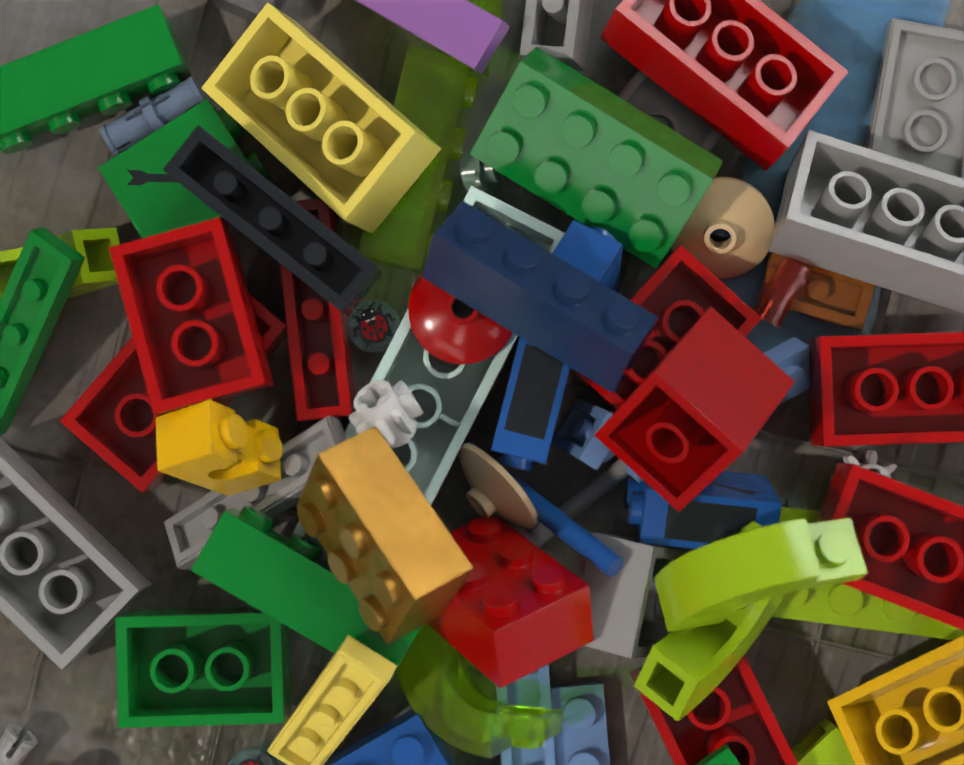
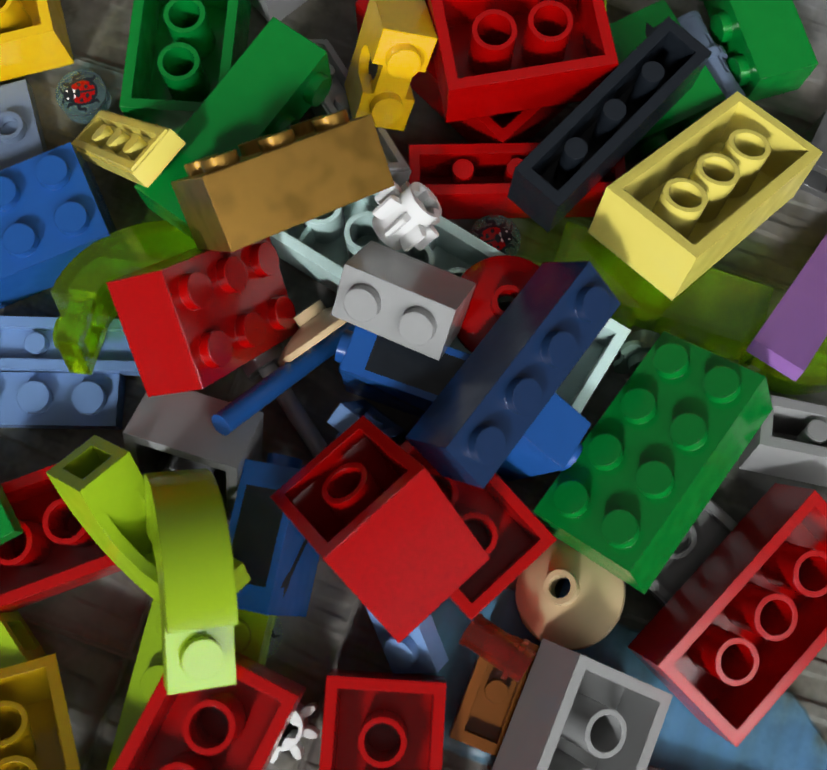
camera: 90 degrees right, 10 degrees down
(474, 408) = (403, 299): none -> light grey brick

